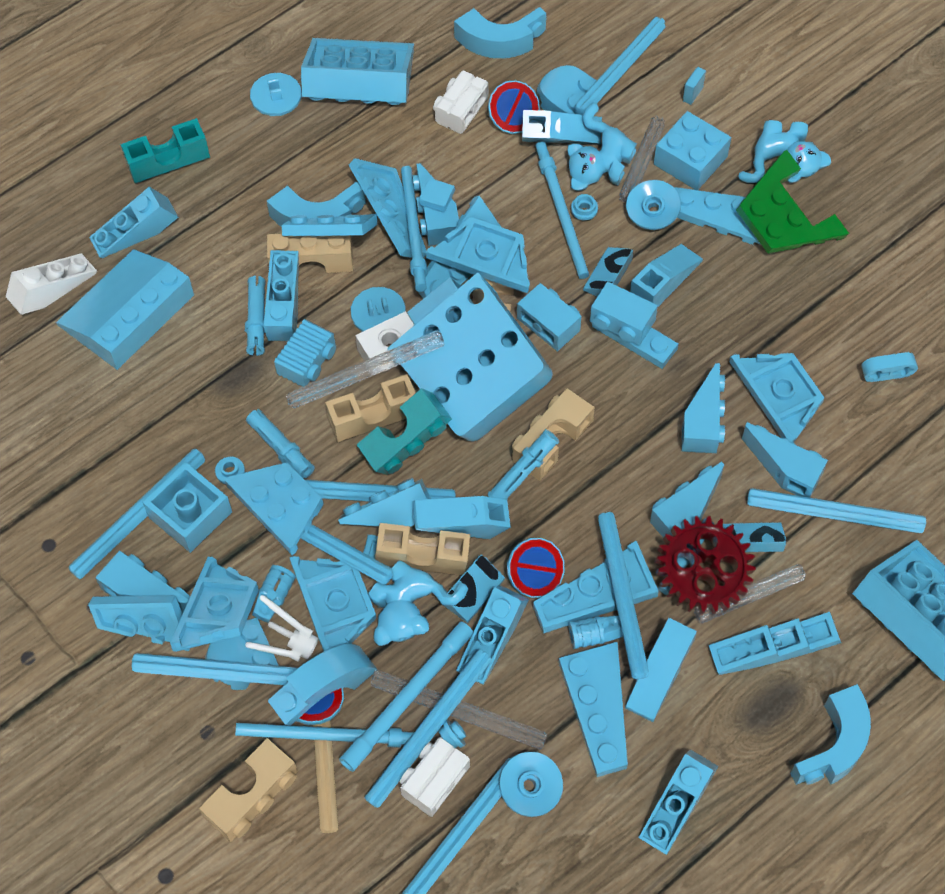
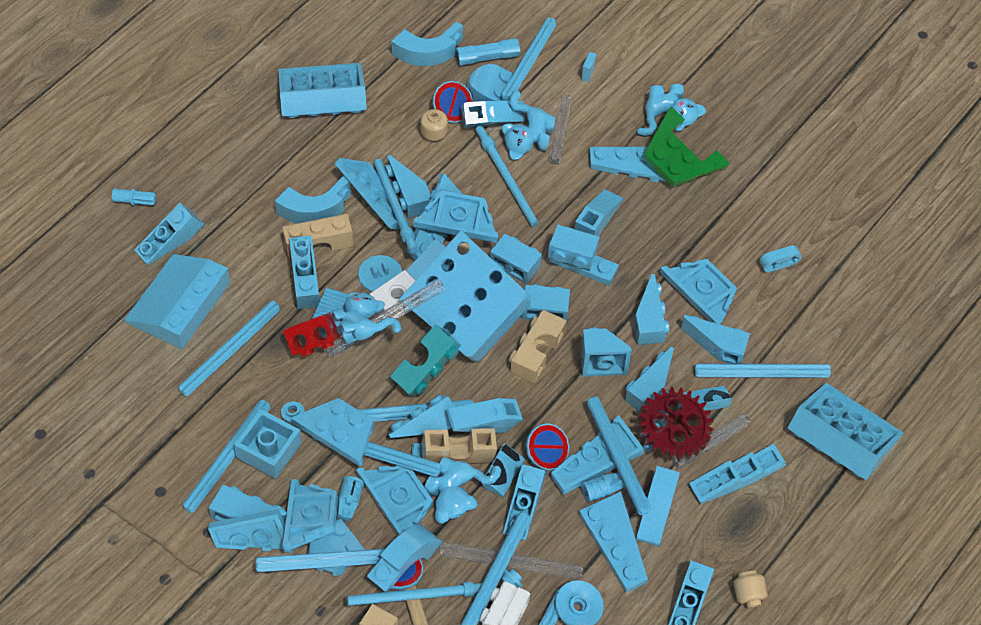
camera: 15 degrees left, 5 degrees down
(45, 283) = (109, 290): white slope -> none
(102, 171) = (133, 196): none -> medium azure axle
(172, 377) = (228, 348): none -> medium azure axle
(184, 148) = (198, 167): teal arch -> none
(255, 322) = (286, 297): medium azure pin -> none
(271, 374) = (309, 330): none -> red brick
(275, 94) = (258, 117): medium azure piece -> none
(286, 450) = (333, 389): medium azure pin -> none
(301, 641) = (381, 531): white plant -> none
(324, 370) = (355, 322): none -> medium azure animal
(329, 225) = (330, 212): medium azure wing -> none
(355, 417) = (382, 356): tan arch -> none
(363, 745) = (448, 595): medium azure piece -> none
(436, 195) = (409, 177): medium azure tile -> none
(461, 101) = (409, 103): white brick -> none
(484, 132) = (434, 125): none -> tan head
(531, 458) = (528, 365): medium azure pin -> none
(568, 50) = (490, 51): none -> medium azure axle
(579, 376) = (551, 299): none -> medium azure brick
(584, 201) = (524, 167): medium azure plate -> none
(610, 269) = (554, 214): medium azure slope -> none
(632, 457) = (603, 353): none -> medium azure slope
(653, 194) = (577, 154): medium azure dish -> none
(692, 150) = (598, 117): medium azure brick -> none
(759, 802) = (750, 588): none -> tan head
(852, 727) = (807, 524): medium azure arch -> none

